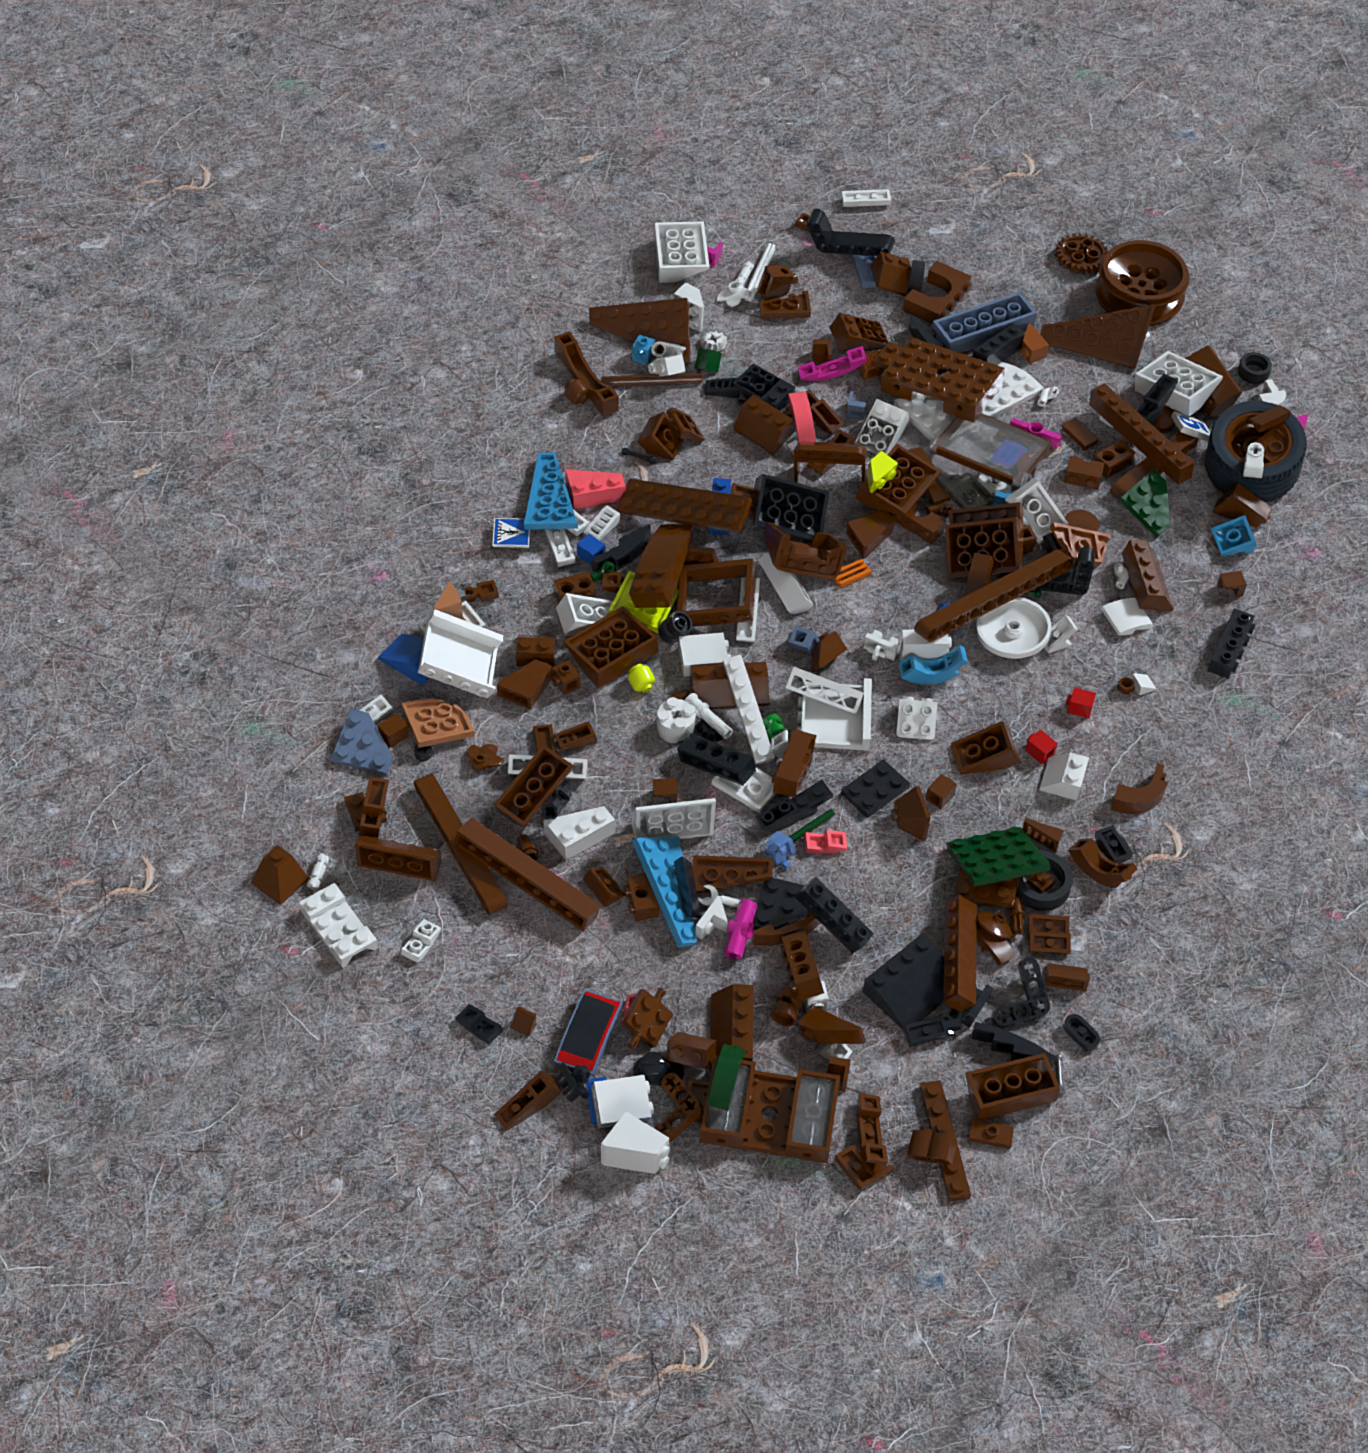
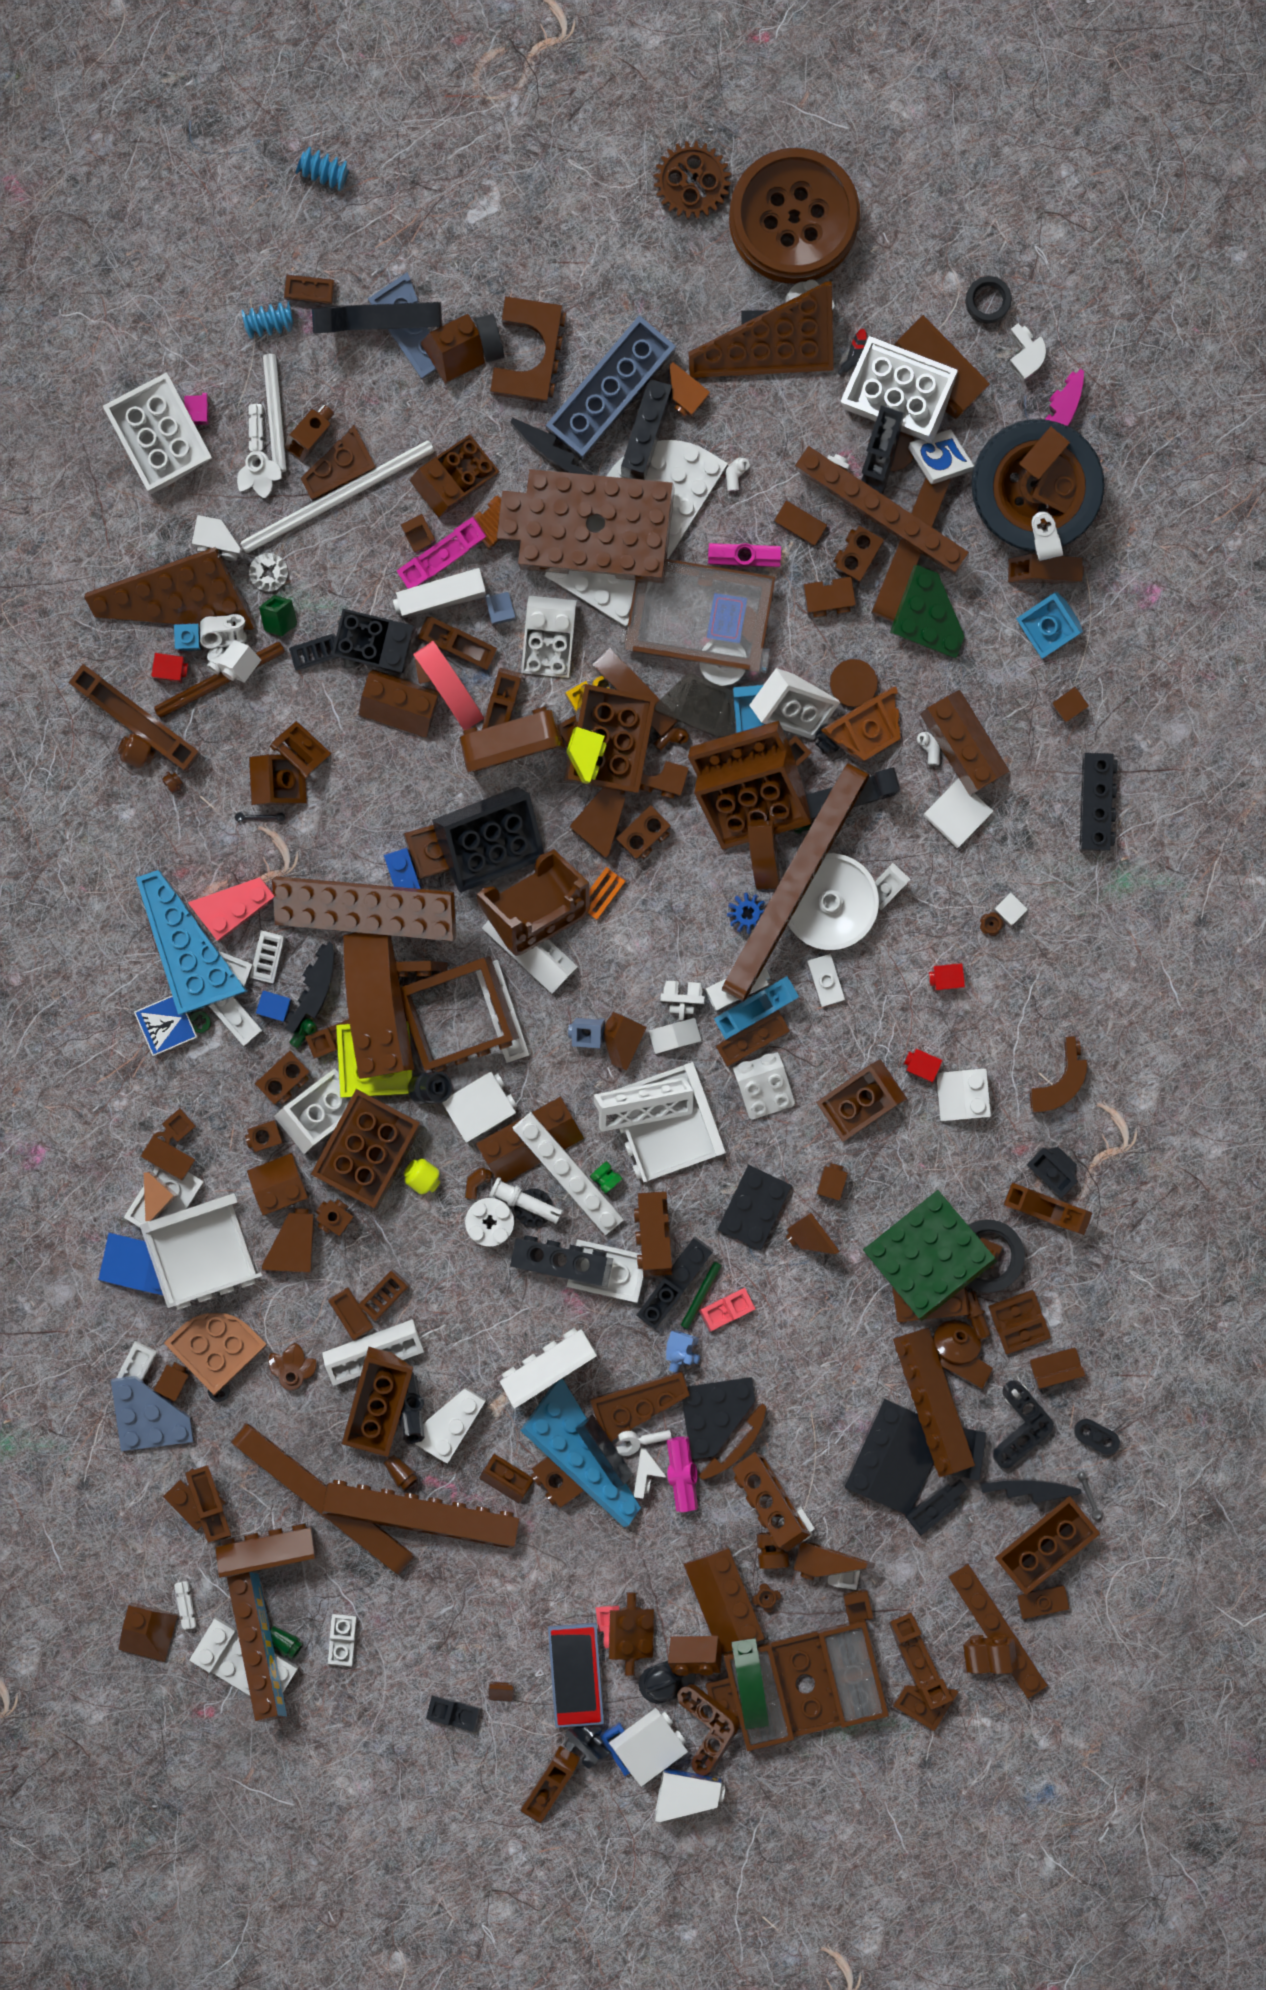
camera: 30 degrees left, 35 degrees up
(355, 908) = (256, 1647): none -> reddish brown brick
(379, 925) = (285, 1642): none -> dark green cone
(470, 601) = (167, 1158): none -> reddish brown slope
(535, 547) = (205, 1027): none -> dark green bush
(542, 616) = (274, 1133): none -> reddish brown brick
(591, 416) = (172, 782): none -> reddish brown plate
(622, 360) = (169, 667): none -> red brick
(665, 788) = (520, 1326): reddish brown panel -> none
(766, 1036) = (763, 1591): none -> reddish brown plate
(779, 743) = (622, 1202): white slope -> none
(780, 321) = (337, 496): none -> white axle
(787, 229) = (268, 320): none -> dark azure piece
(824, 382) = (440, 593): none -> white slope
(834, 915) = (780, 1421): black brick -> none
(850, 175) = (323, 168): none -> dark azure piece
(865, 666) = (675, 1035): none -> white slope
(866, 198) = (359, 200): white plate -> none
(897, 548) = (639, 829): none -> reddish brown brick
(921, 687) = (752, 1038): none -> reddish brown plate
(989, 676) = (826, 980): none -> white plate
(1043, 833) = (974, 1191): reddish brown slope -> none

